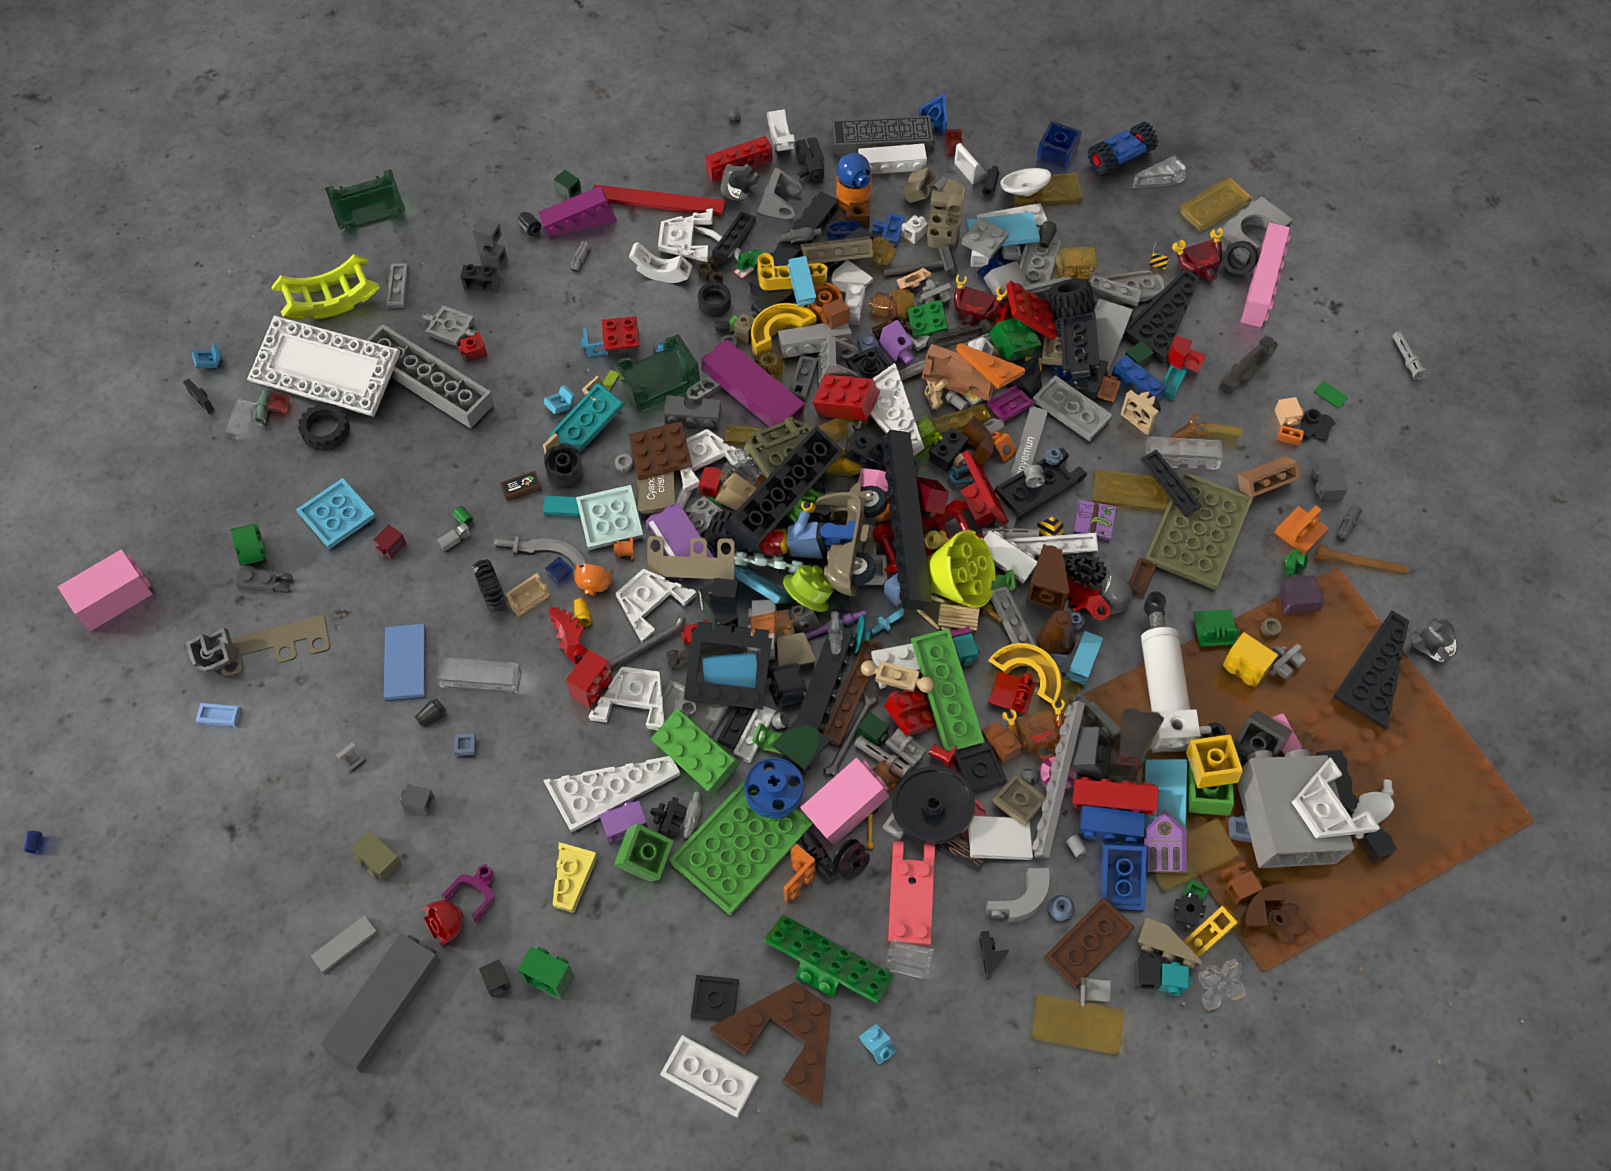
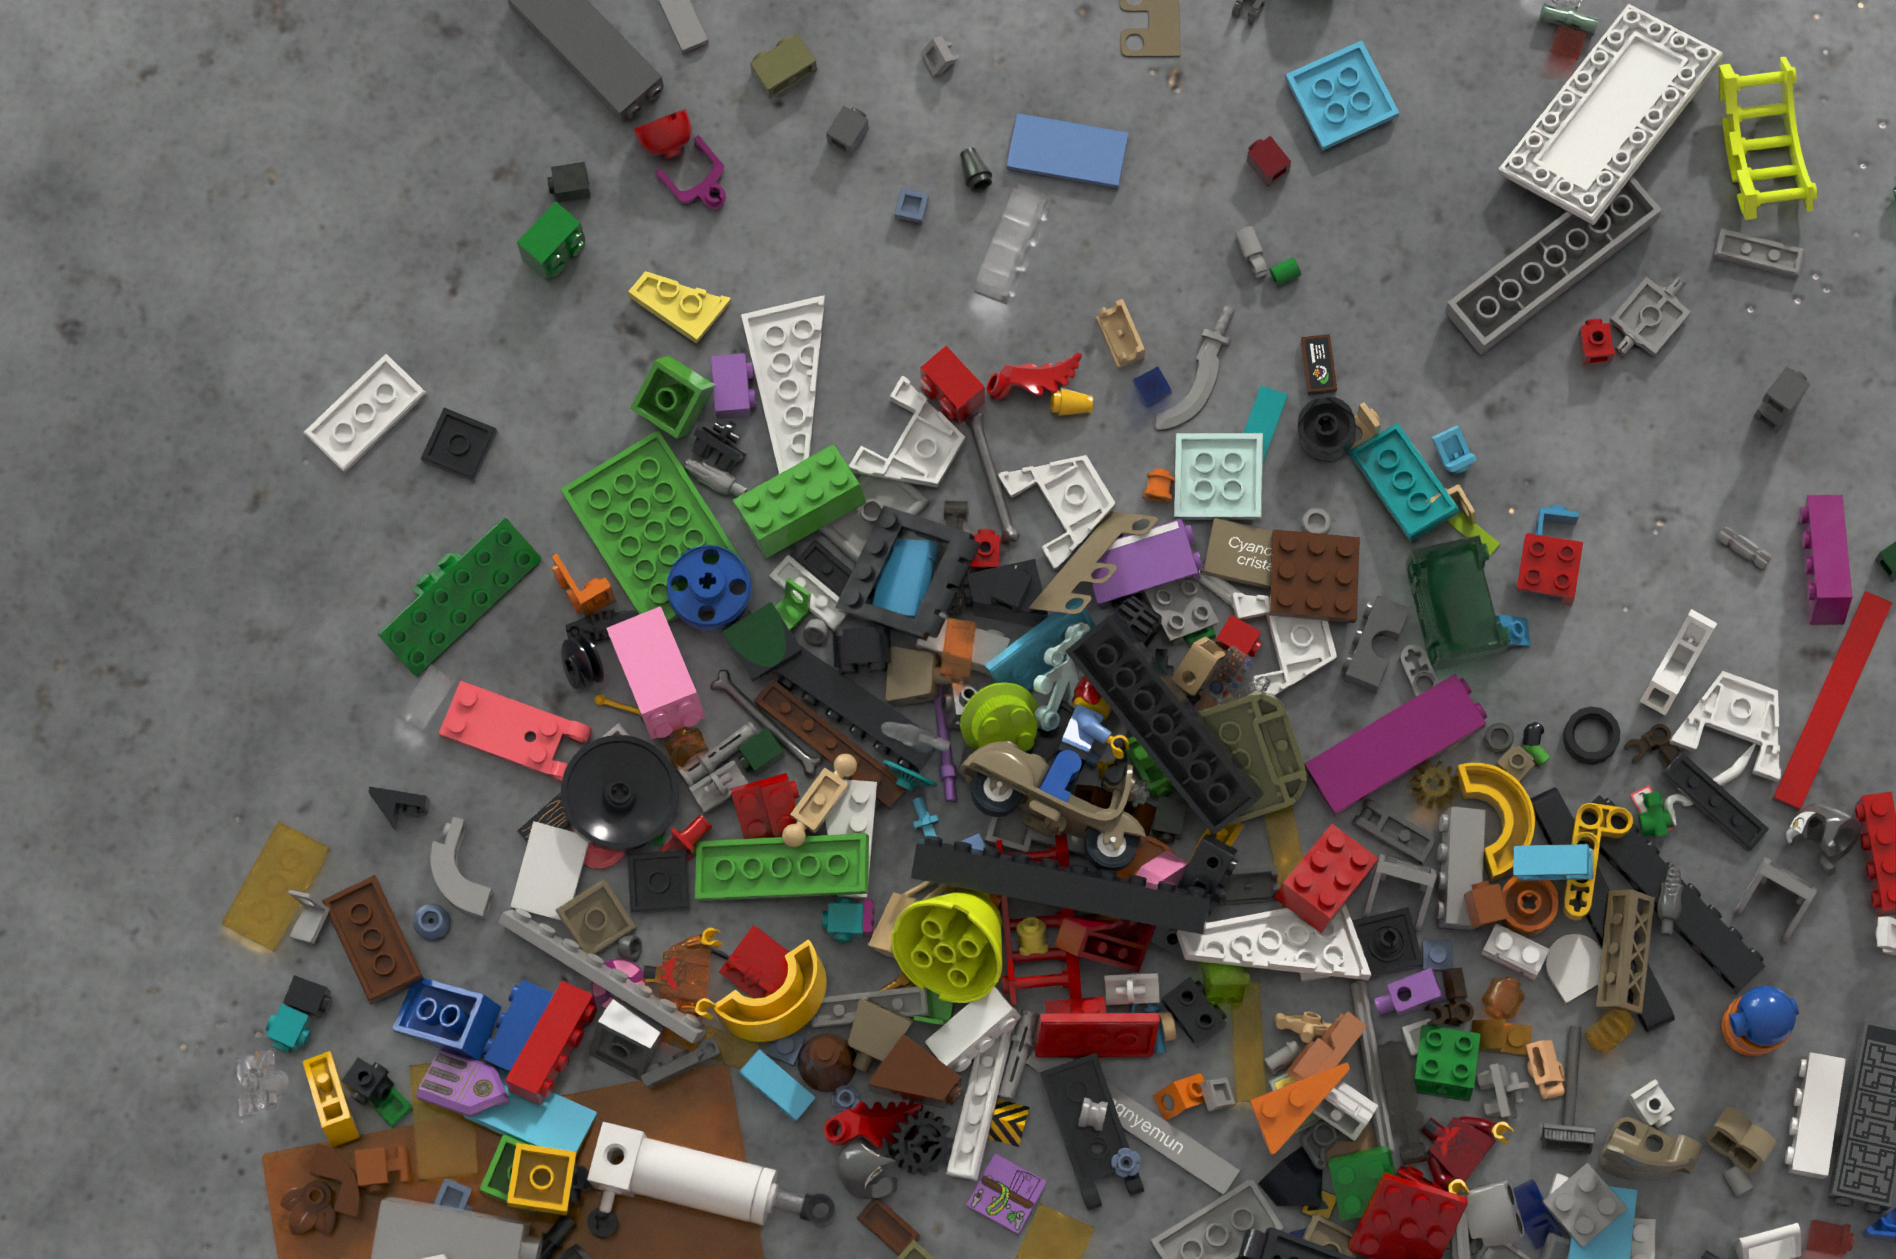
camera: 110 degrees right, 15 degrees up
(329, 440) = (1507, 73): black tyre -> none
(480, 273) = (1729, 389): black window -> none
(489, 584) = (1146, 280): black gear -> none
(529, 223) = (1831, 479): black brick -> none
(592, 578) = (1118, 428): orange cylinder -> none
(738, 434) = (1316, 711): clear yellow tile -> none
(800, 1015) = (405, 539): reddish brown wing -> none
(811, 158) = (1851, 979): black piece -> none
(841, 229) = (1684, 987): clear blue plate -> none
(859, 212) = (1699, 1031): reddish brown brick -> none
(878, 1043) = (334, 626): medium azure bracket -> none
(891, 228) = (1662, 1065): blue plate -> none
(949, 479) = (1132, 988): none -> white hips
(980, 439) = (1204, 1064): reddish brown brick -> none
(1003, 741) = (688, 921): dark orange arch -> none
(1009, 403) = (1249, 1142): magenta plate -> none
(1029, 607) = (875, 1032): none -> dark tan torso
(1077, 846) = (507, 972): light grey hinge -> none
(1133, 744) = (600, 1076): clear smoke windscreen -> none
(1160, 938) = (338, 1034): dark tan slope -> none

